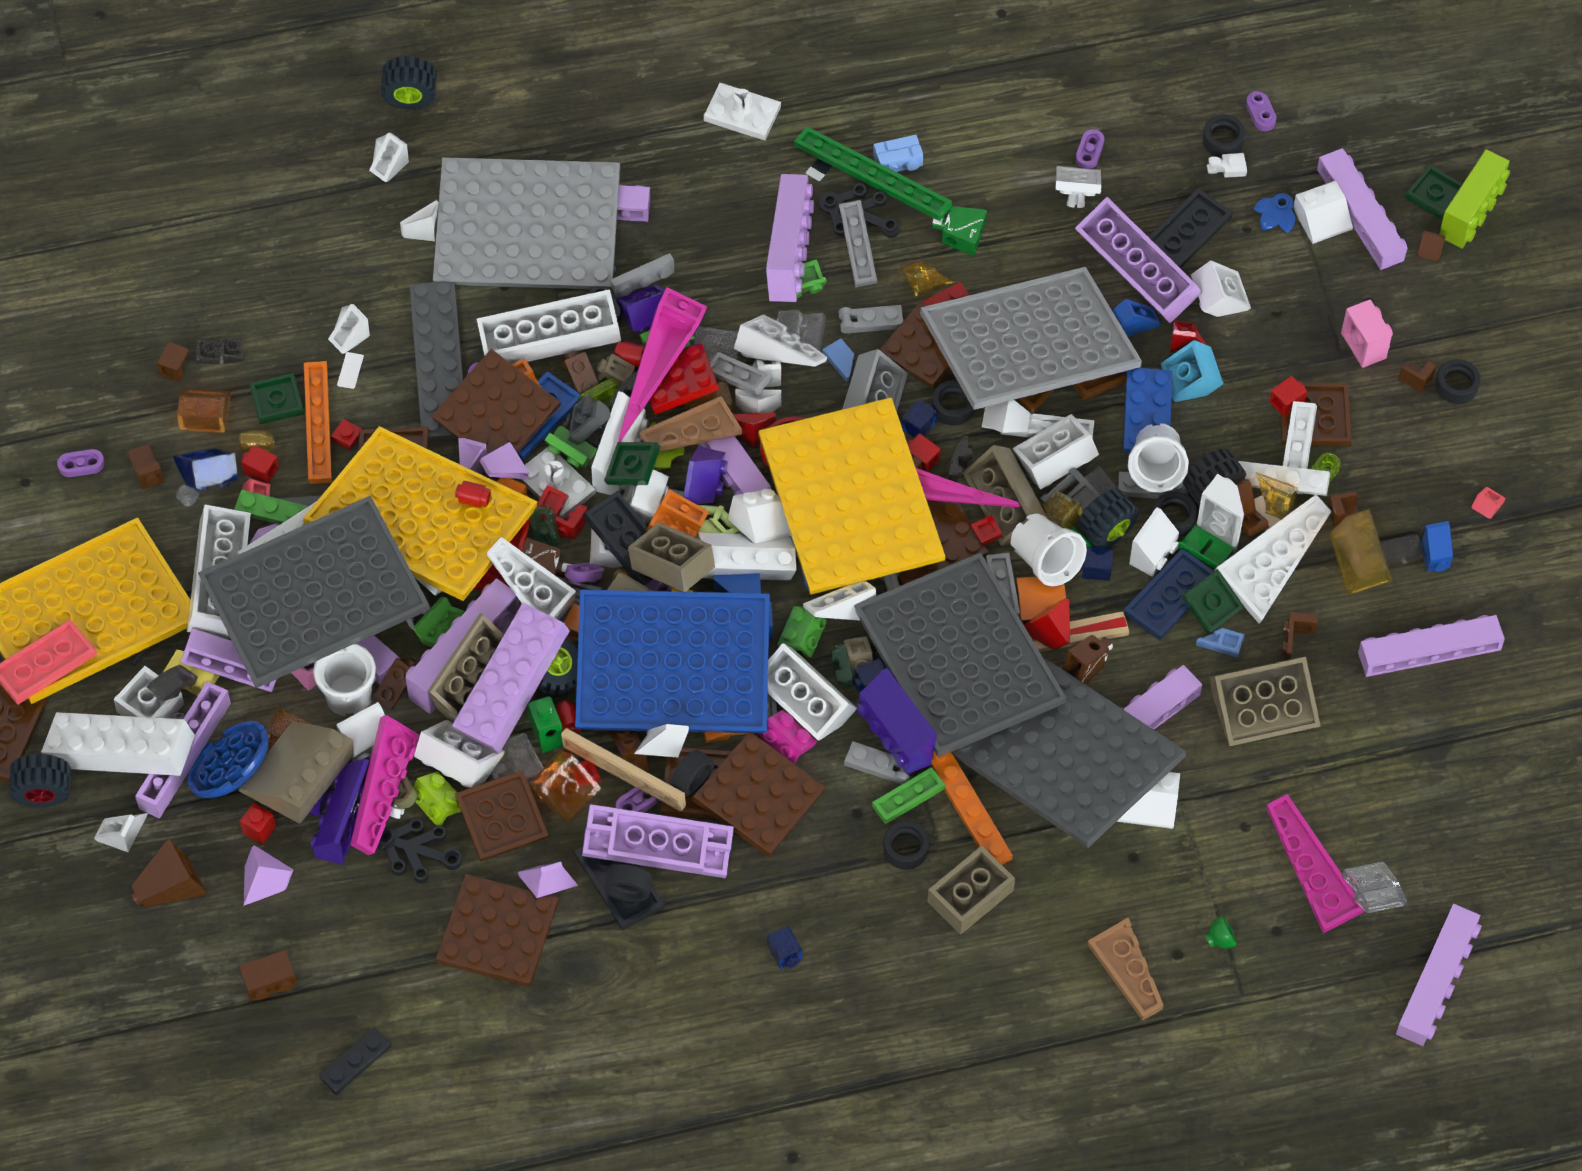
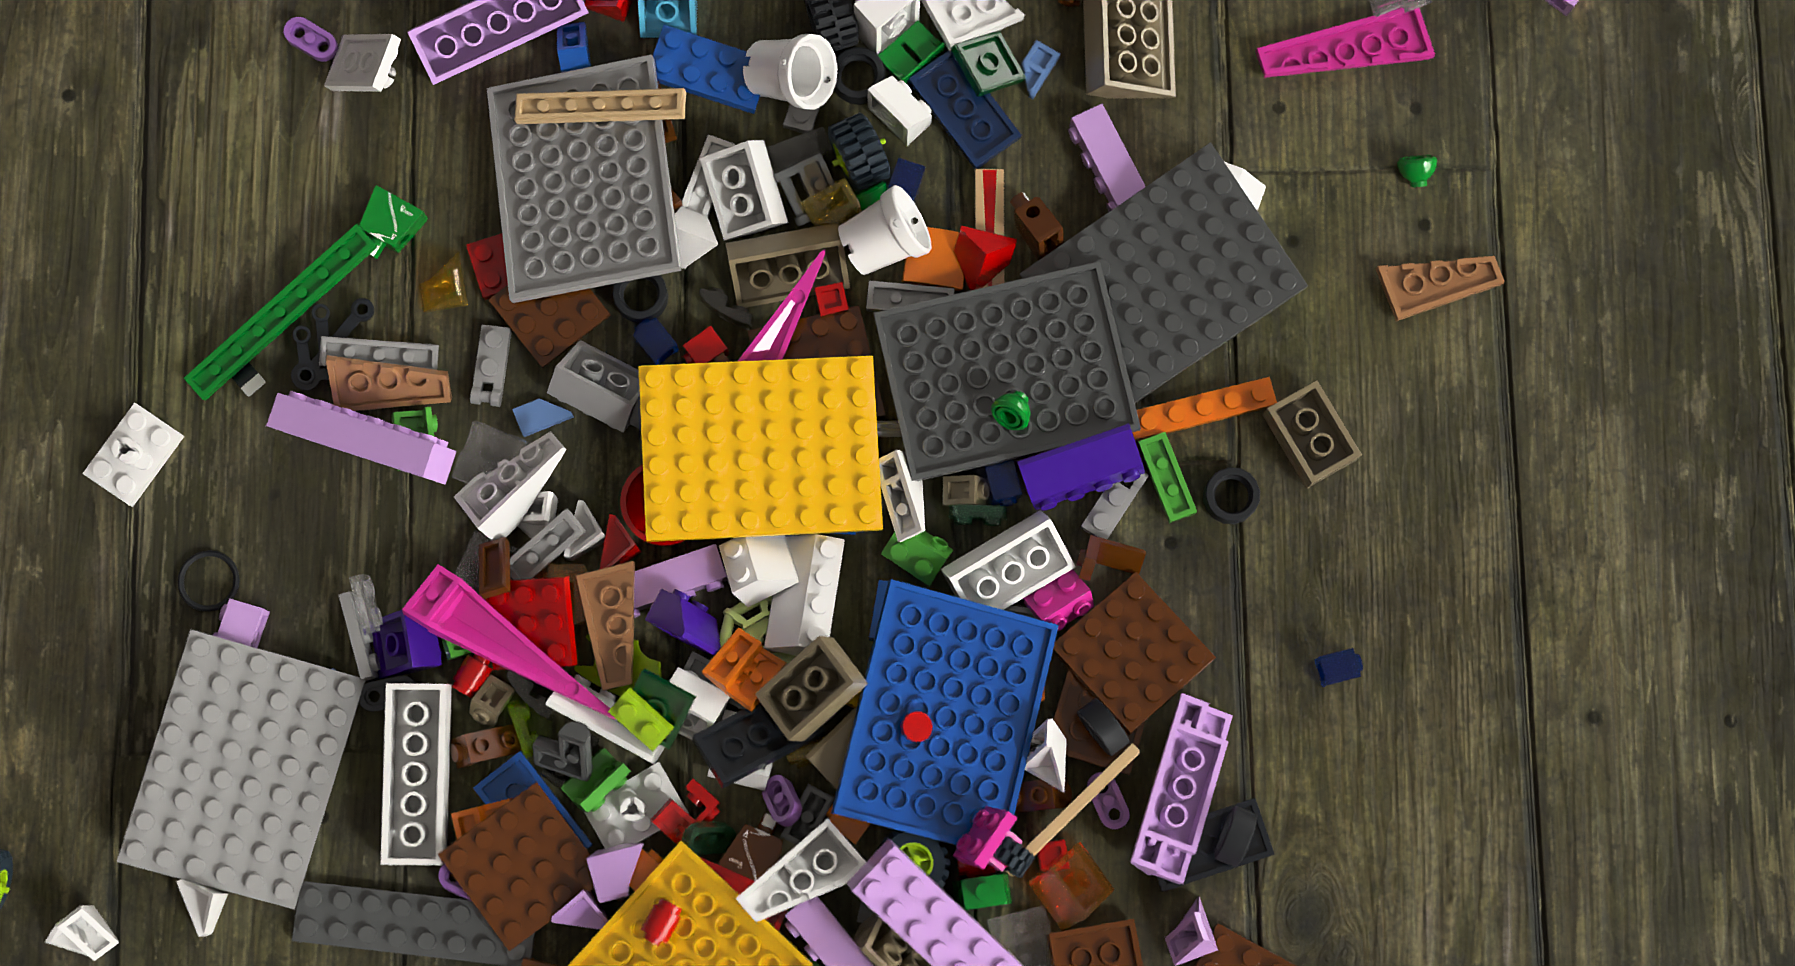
camera: 80 degrees left, 20 degrees up
(581, 706) = (993, 843): none -> dark pink plate
(621, 453) = (641, 719): none -> lime plate
(660, 635) = (916, 726): none -> red tile
(662, 160) = (185, 566): none -> black tyre
(669, 270) = (364, 597): none -> clear wing
(714, 345) = (494, 567): none -> reddish brown tile
(737, 583) = (850, 610): blue slope -> none
(834, 246) = (380, 385): none -> medium nougat wing
(835, 757) = (1109, 554): none -> reddish brown bracket
(899, 153) = (257, 273): light blue brick -> none
(927, 655) = (1012, 410): none -> green brick
(1089, 335) = (600, 106): none -> tan tile

